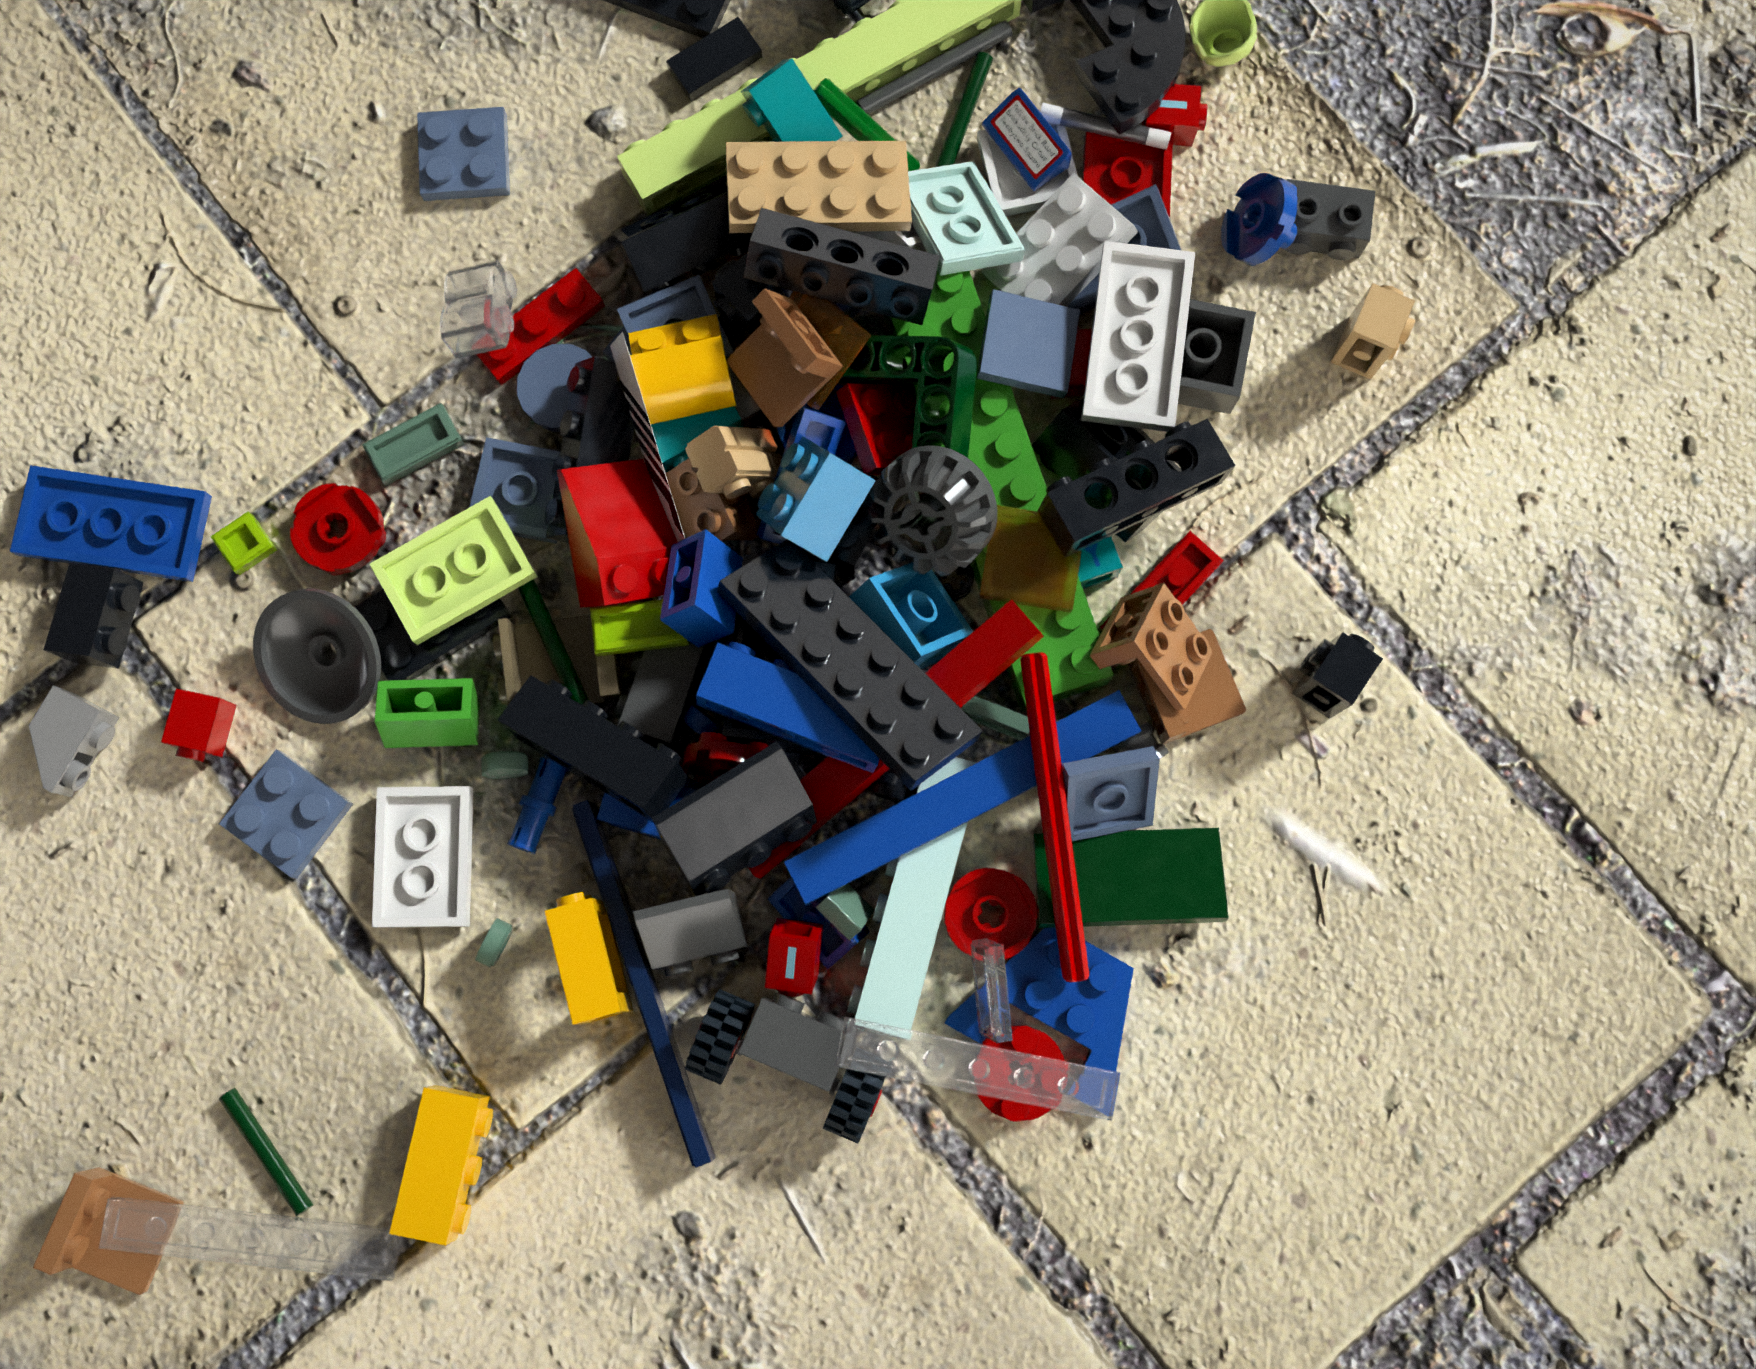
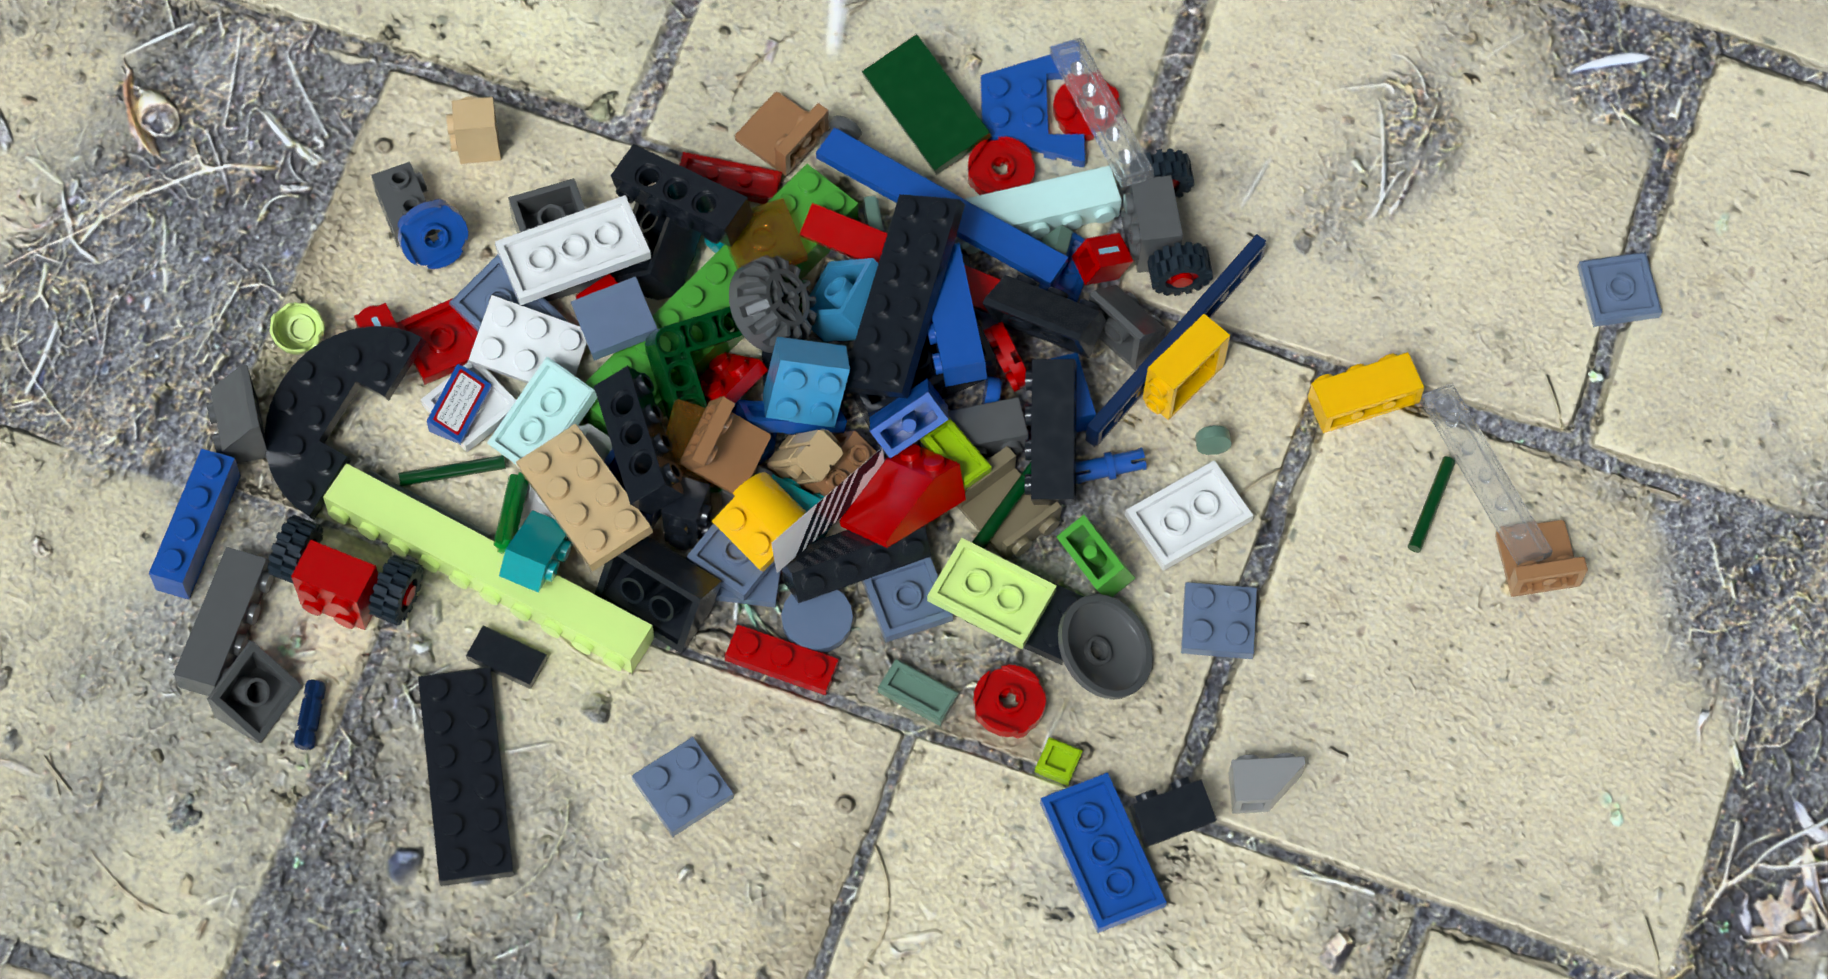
camera: 125 degrees left, 15 degrees down
(198, 725) = (1199, 704): red brick -> none
(477, 309) = (798, 690): clear brick -> none
(504, 765) = (1097, 499): sand green tile -> none
(991, 990) = (1048, 134): clear tile -> none
(1054, 817) = (920, 146): red axle -> none
(1102, 126) = (419, 371): flat silver bar -> none
(1111, 792) = (884, 130): sand blue plate -> none
(1161, 636) = (769, 152): medium nougat bracket -> none
(1336, 673) = (723, 44): black brick -> none

